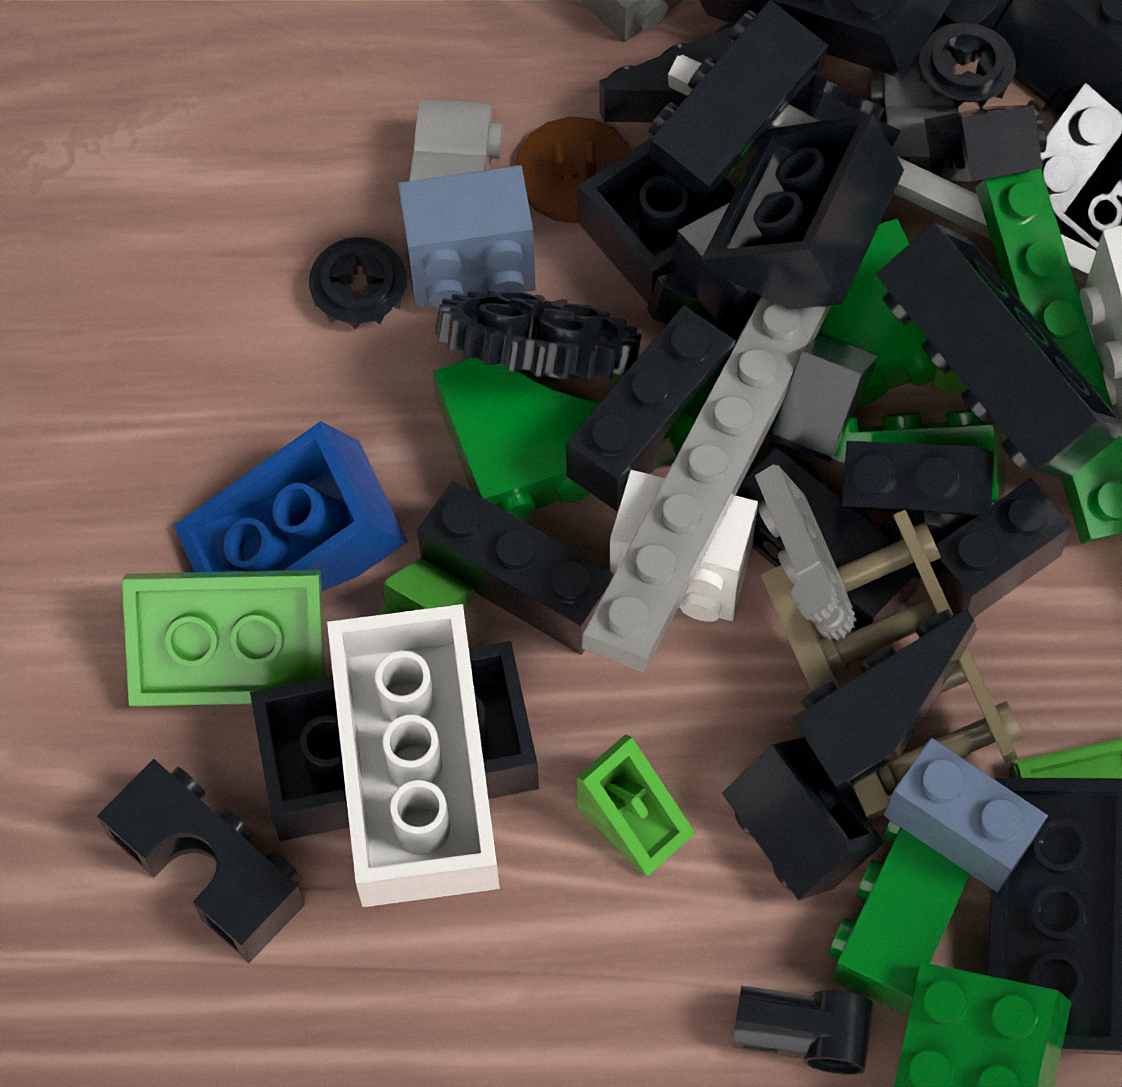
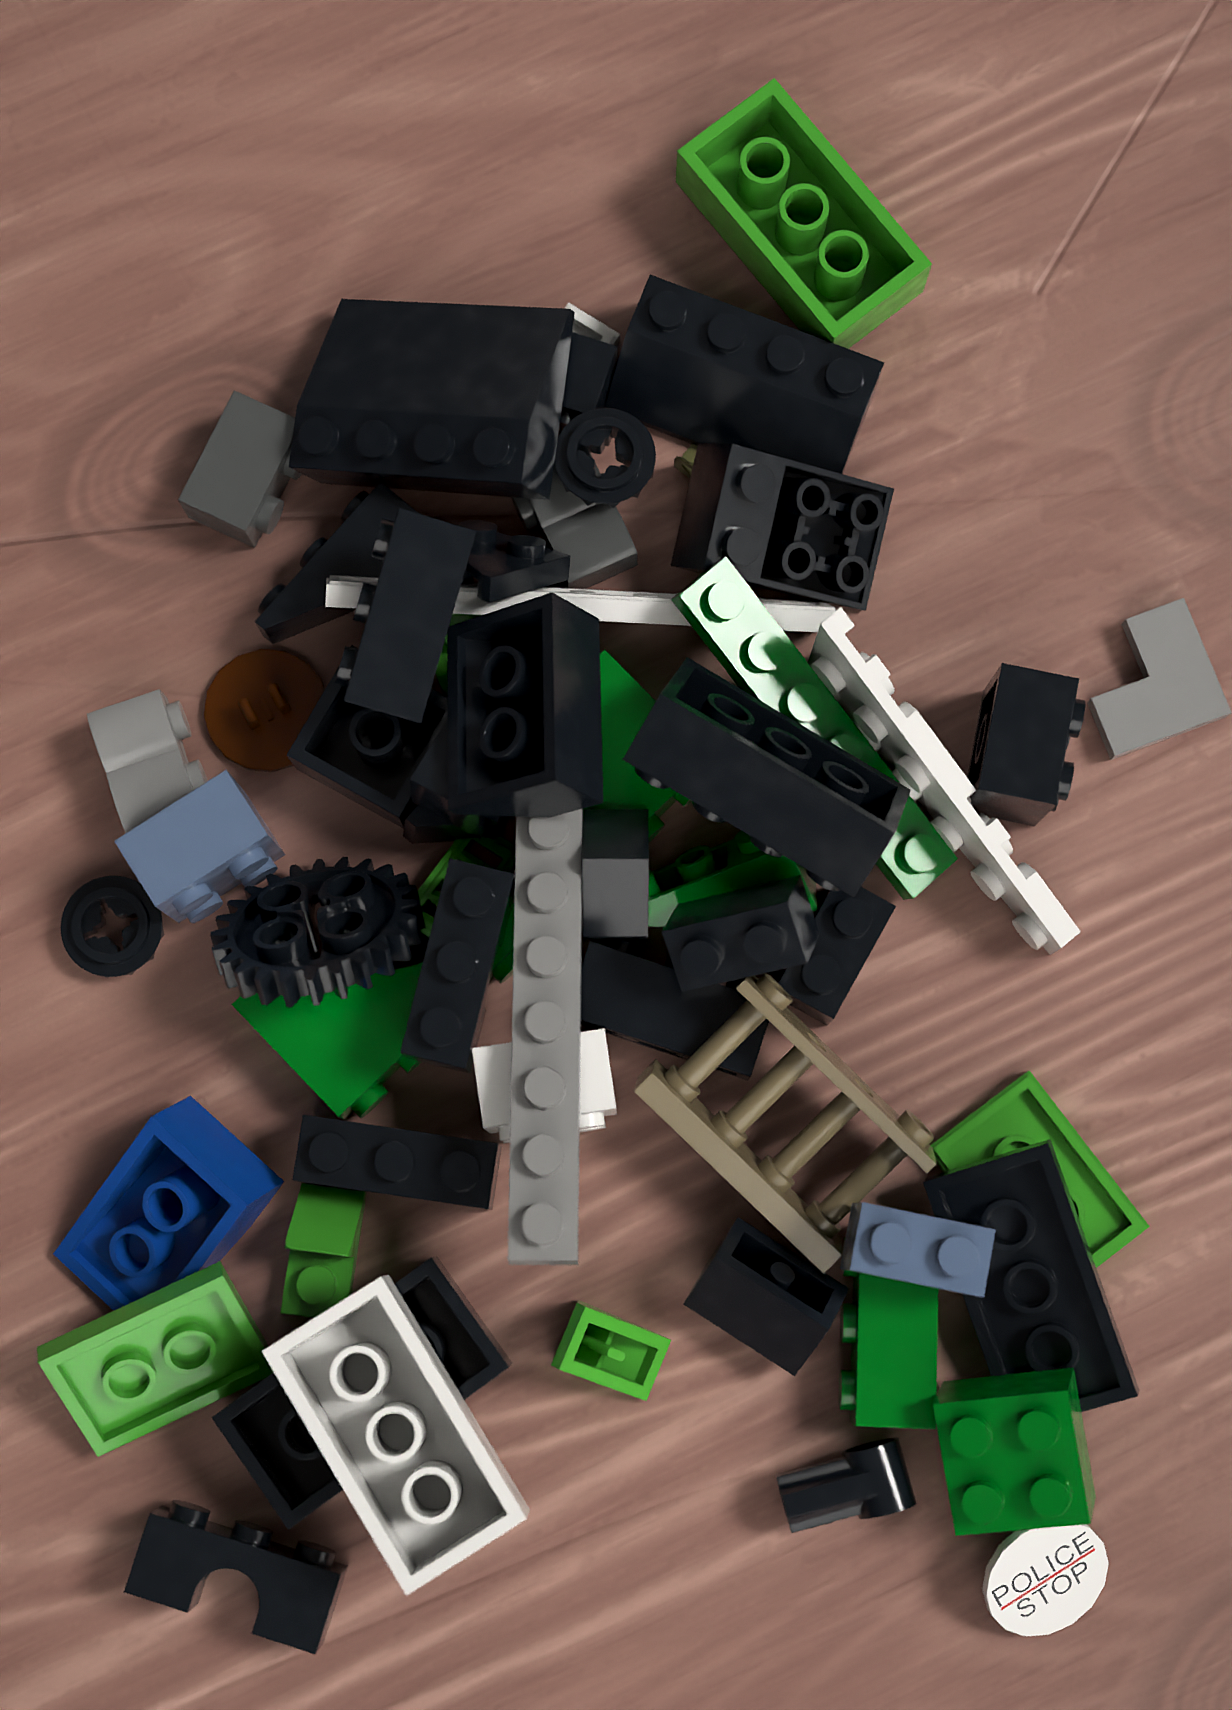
camera: 25 degrees left, 15 degrees up
(806, 557) = (669, 1058): light grey hinge -> none
(877, 713) = (797, 1194): black slope -> none
(986, 142) = (662, 549): black brick -> none

